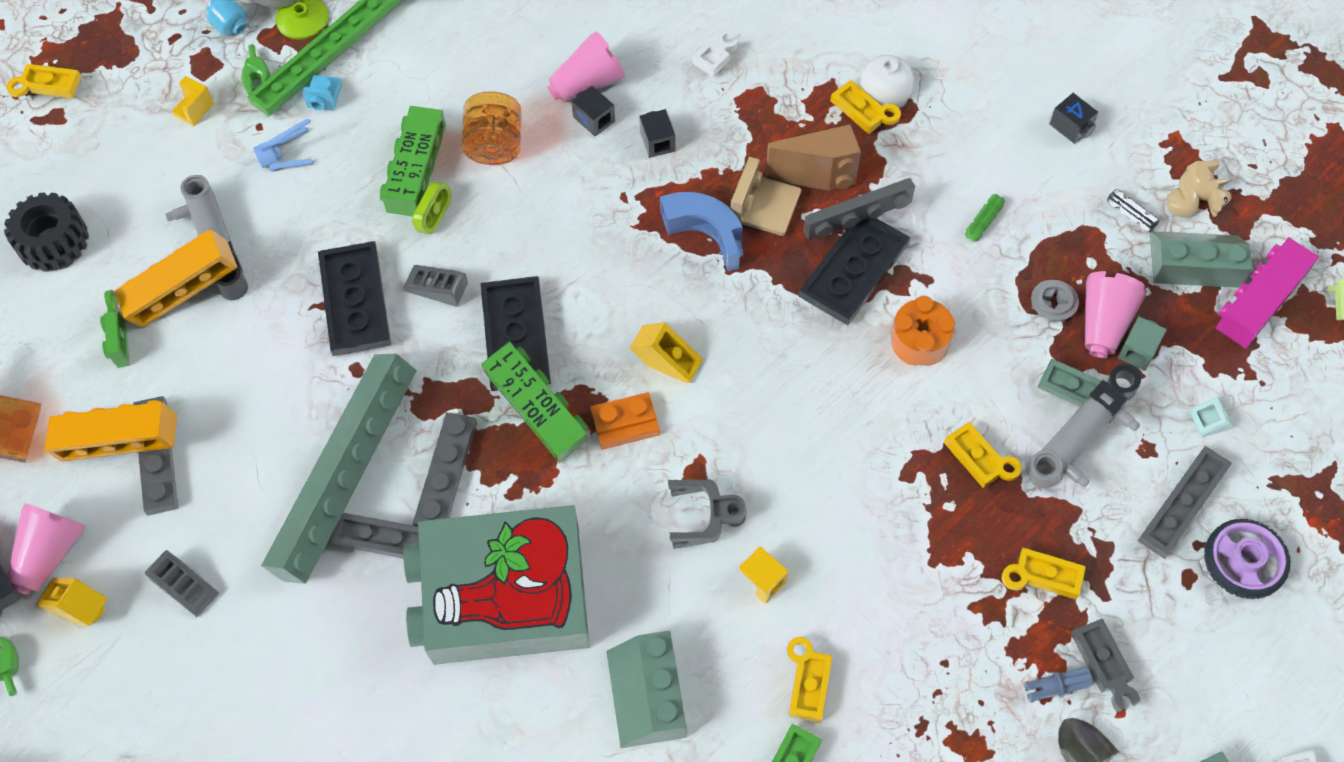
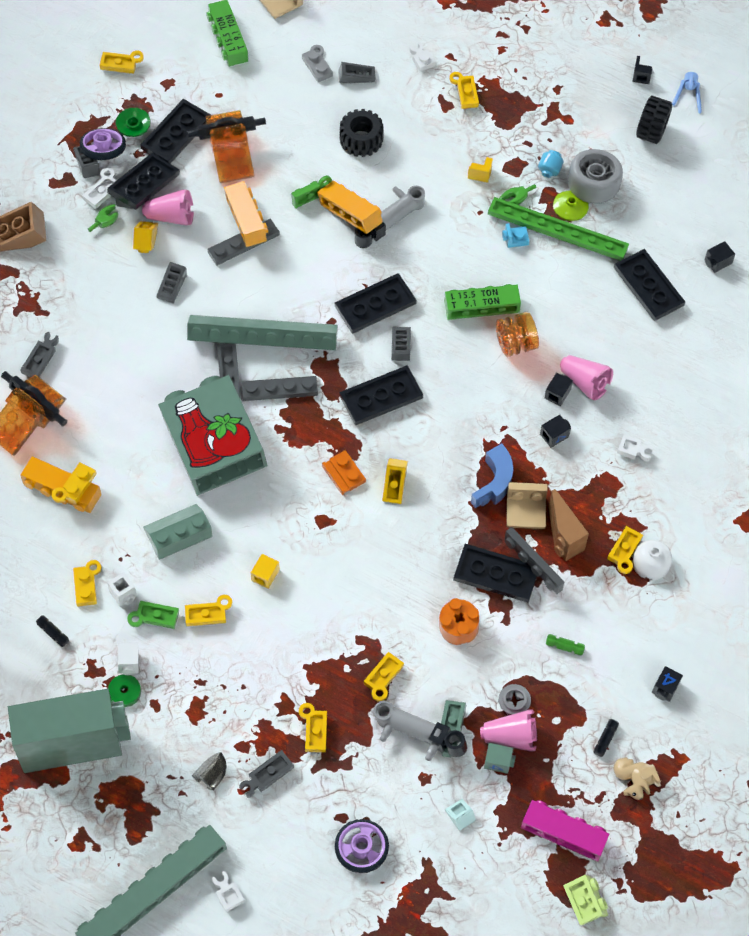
camera: 70 degrees right, 0 degrees up
(269, 151) = (460, 224): light blue plant -> none
(432, 208) = (451, 322): lime plate -> none
(535, 402) = (333, 417): bright green brick -> none
(720, 512) = (298, 536): dark grey piece -> none
(1059, 684) = (245, 749): sand blue axle -> none
(1184, 502) = (391, 803): dark grey plate -> none
(1199, 259) = (582, 784): sand green slope -> none

